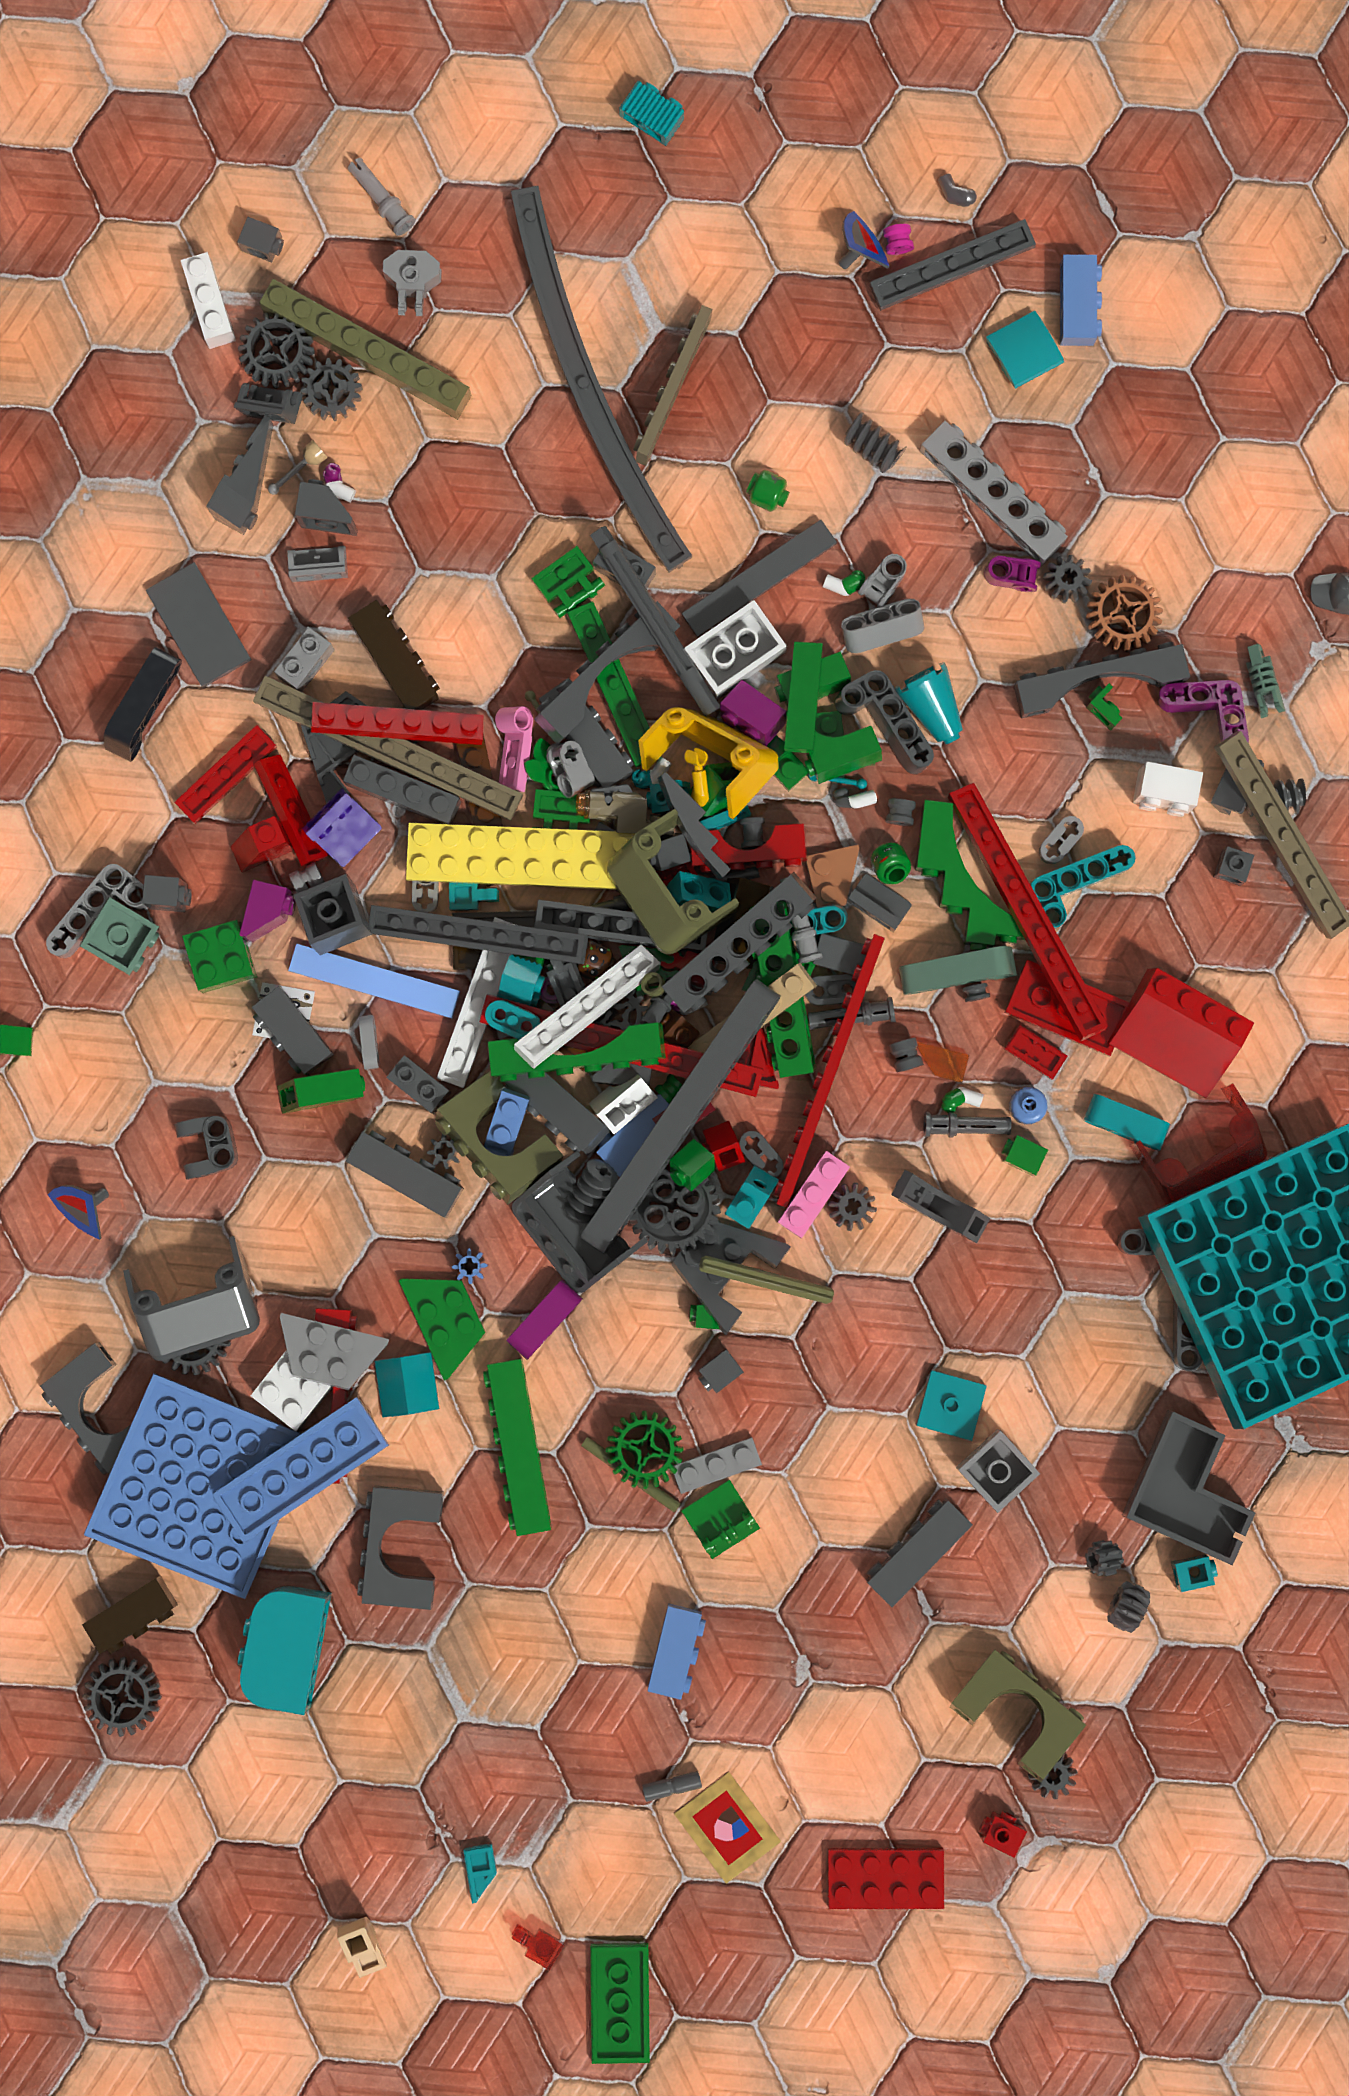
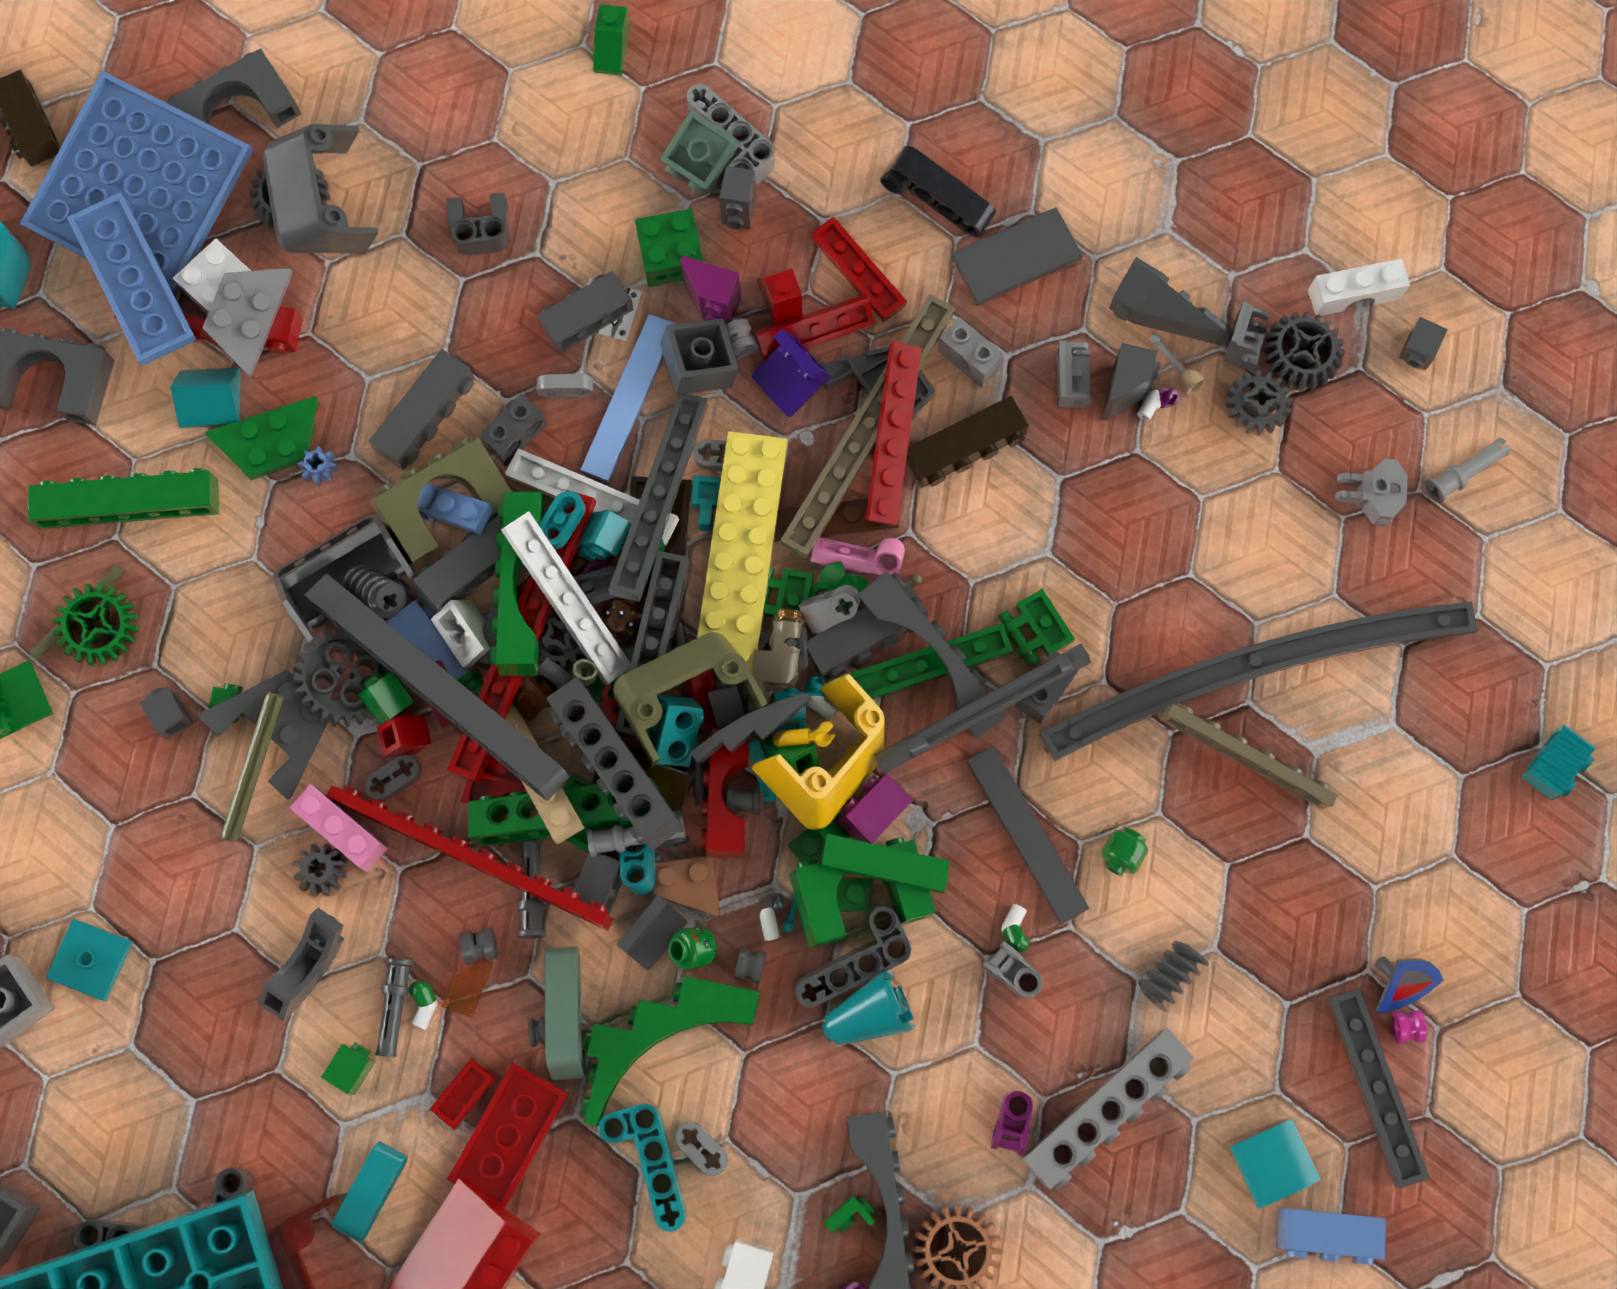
camera: 95 degrees right, 10 degrees down
(79, 1206) = (437, 101): shield -> none
(320, 1090) = (519, 335): green slope -> none
(367, 349) = (1300, 440): olive brick -> none
(402, 791) = (823, 436): dark grey brick -> none
(439, 1145) = (436, 443): dark grey gear -> none
(544, 1319) = (251, 536): magenta beam -> none
(717, 1465) = (70, 702): light grey plate -> none
(736, 649) = (947, 796): white brick -> none
(751, 1197) = (336, 752): teal torso -> none
(832, 989) = (562, 872): dark grey plate -> none
(882, 625) = (962, 965): light grey beam -> none
(956, 195) = (1460, 1099): flat silver arm -> none
(1018, 1102) = (413, 1077): medium blue head -> none
(1027, 912) = (615, 1096): red plate -> none
(1077, 585) = (997, 1196): dark grey gear -> none

